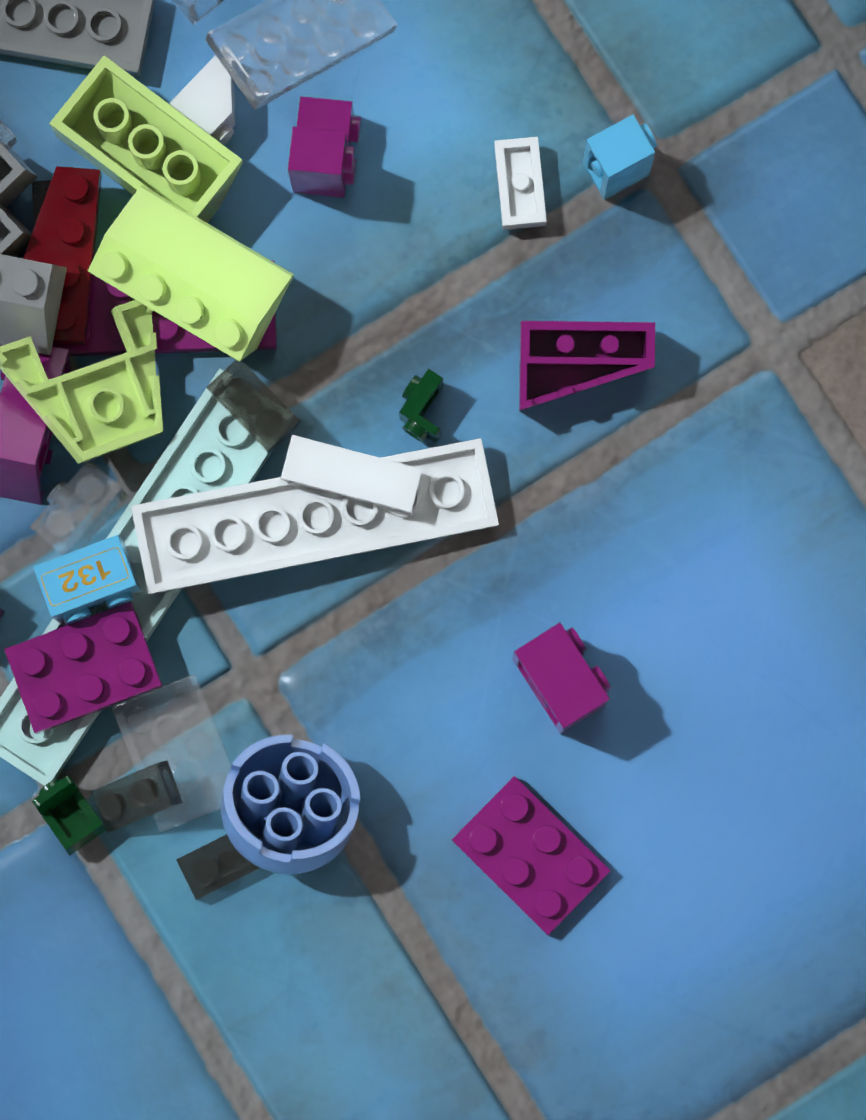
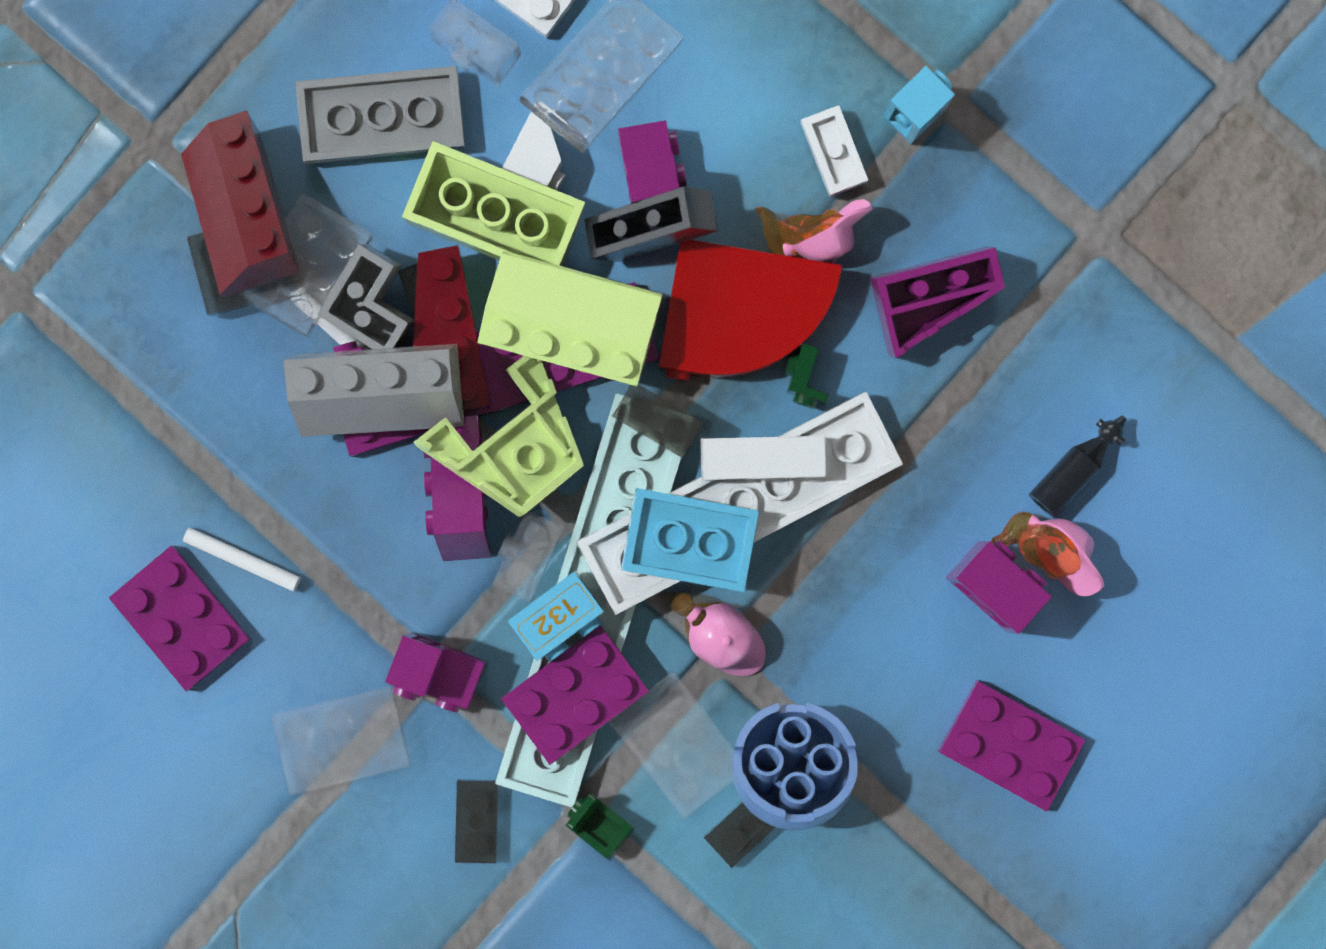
camera: 20 degrees left, 5 degrees up
(137, 796) = (655, 794): clear smoke plate -> none
(248, 536) = (689, 540): none -> medium azure plate
(256, 652) = (720, 635): none -> bright pink hair
(304, 201) = (651, 224): none -> black brick
(375, 318) = (741, 309): none -> red brick
(472, 265) = (814, 236): none -> hair
(635, 657) = (1057, 548): none -> clear orange hair
(681, 581) = (1076, 469): none -> black wheel

